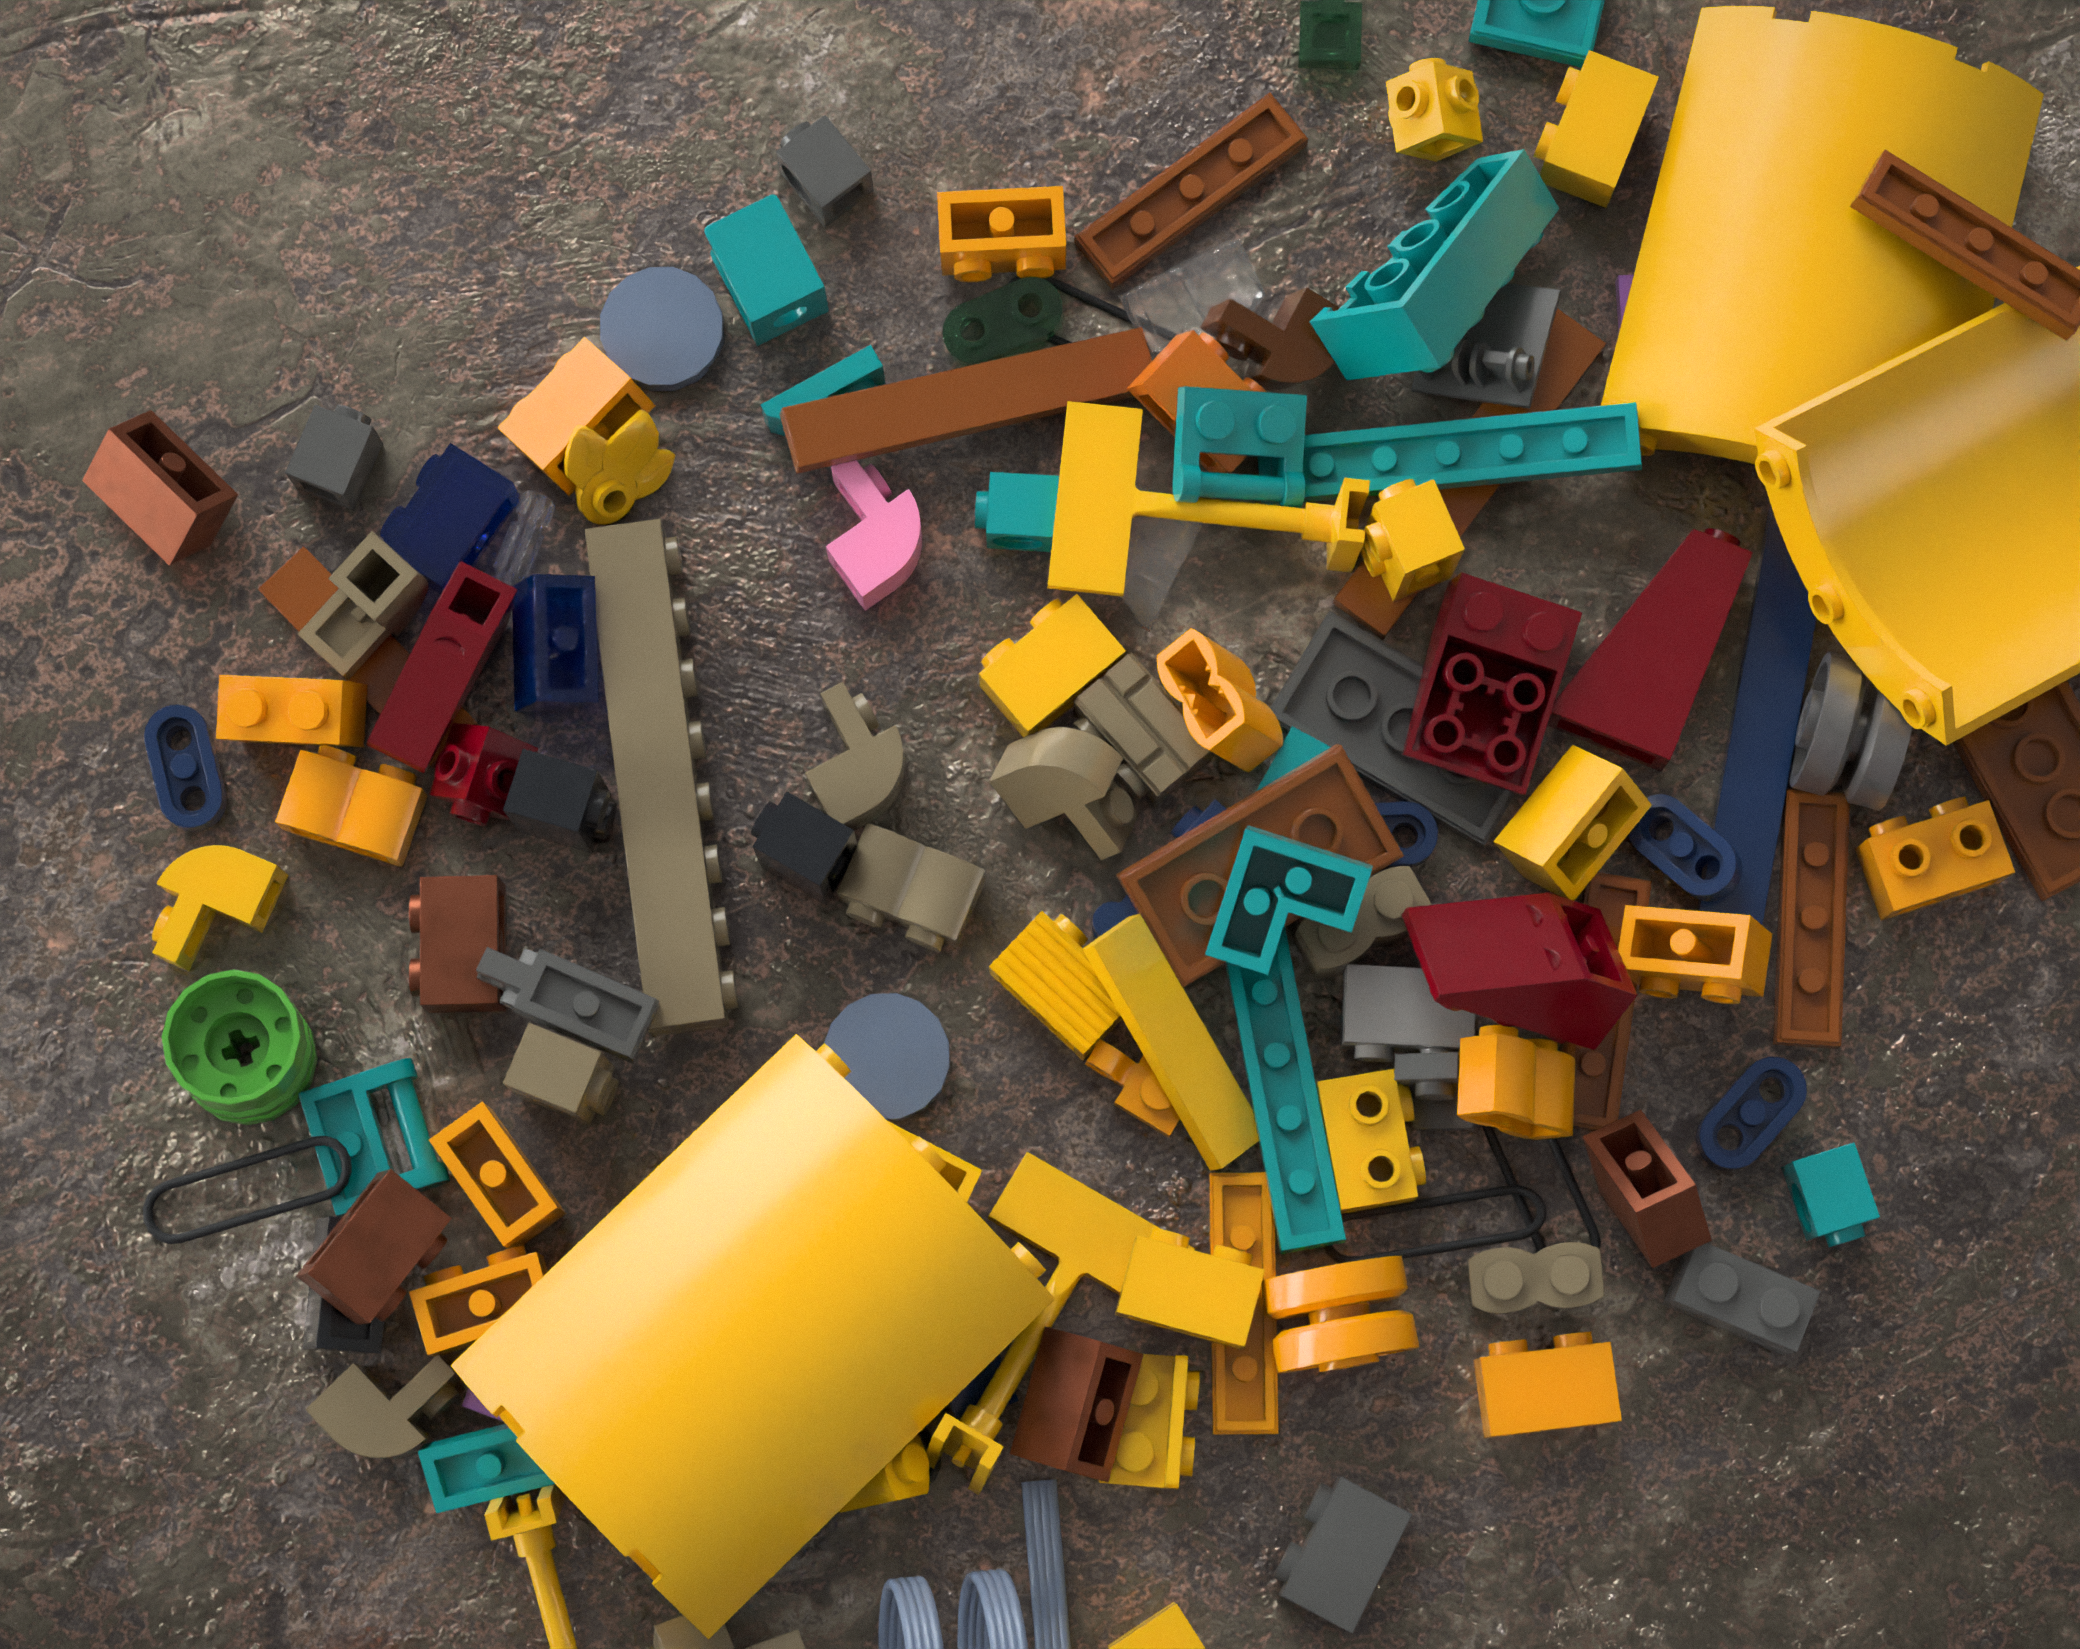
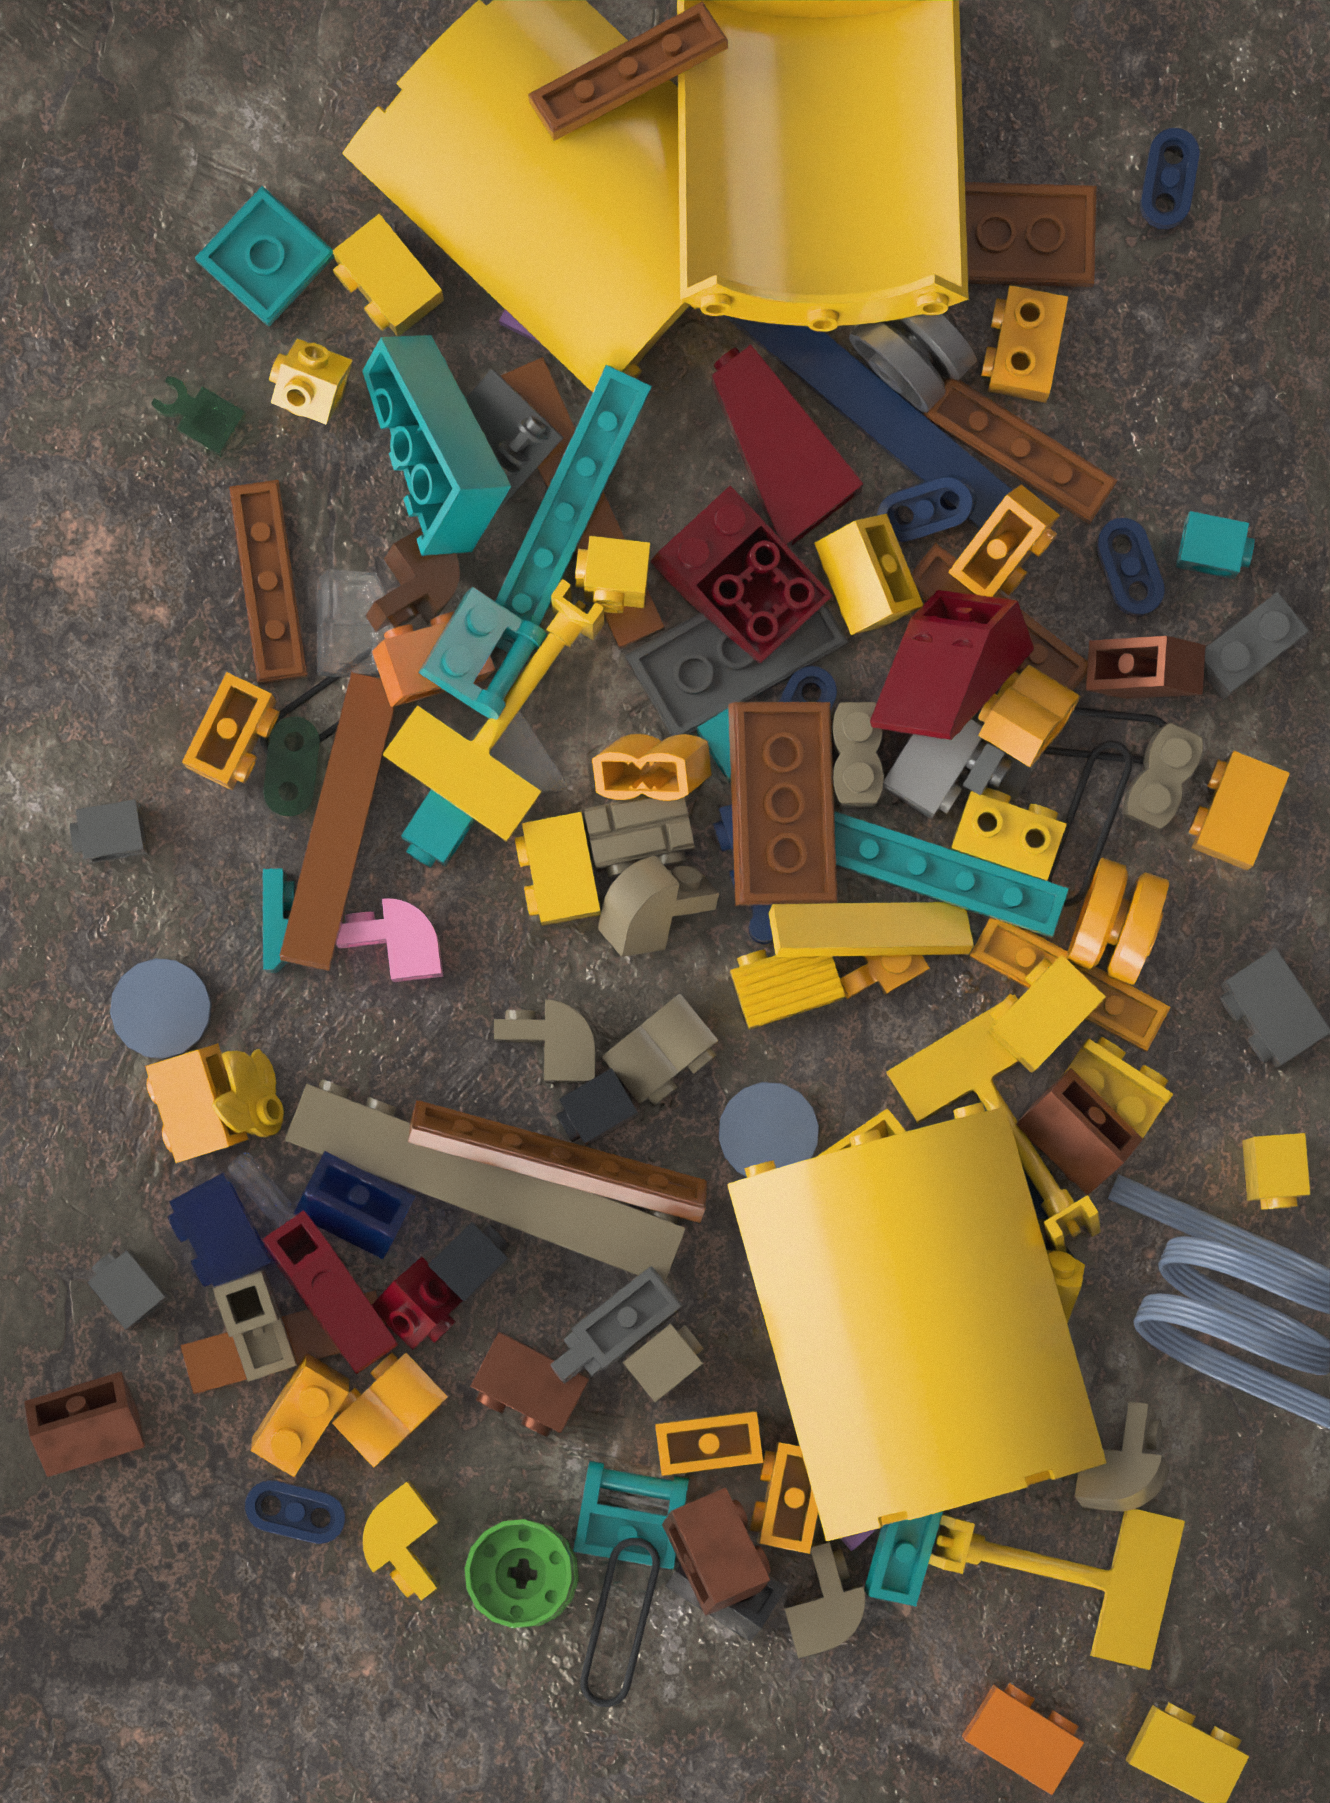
camera: 60 degrees left, 5 degrees up
(723, 837) = (558, 1161): none -> dark orange tile
(766, 269) = (163, 912): teal piece -> none
(1277, 879) = (807, 798): teal brick -> none

